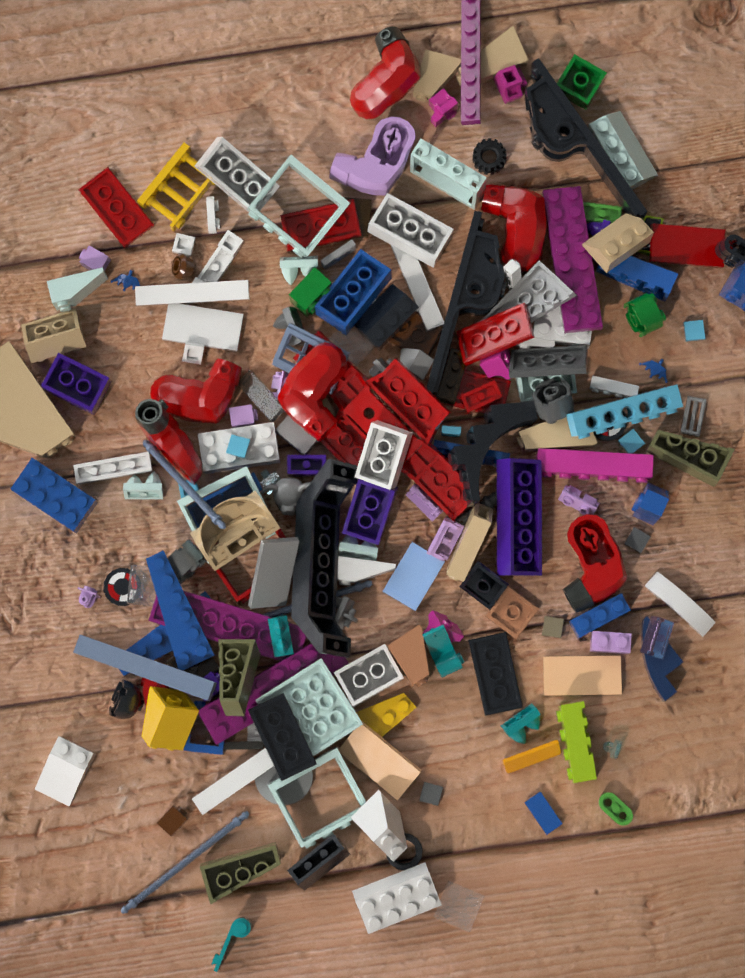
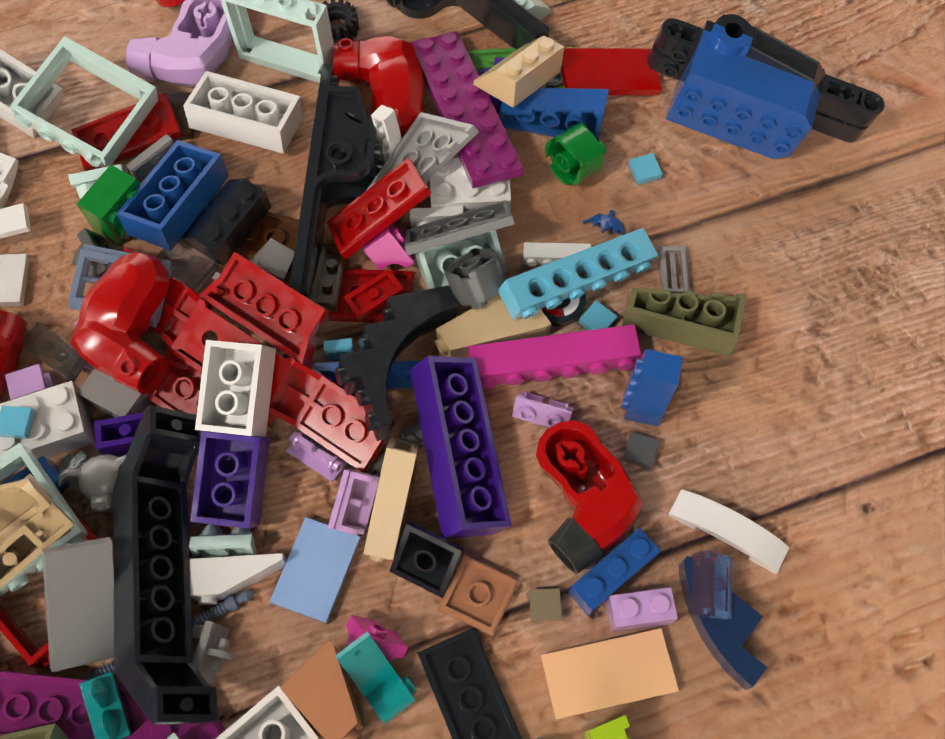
camera: 15 degrees left, 15 degrees down
(419, 289) = (266, 177): white tile -> none

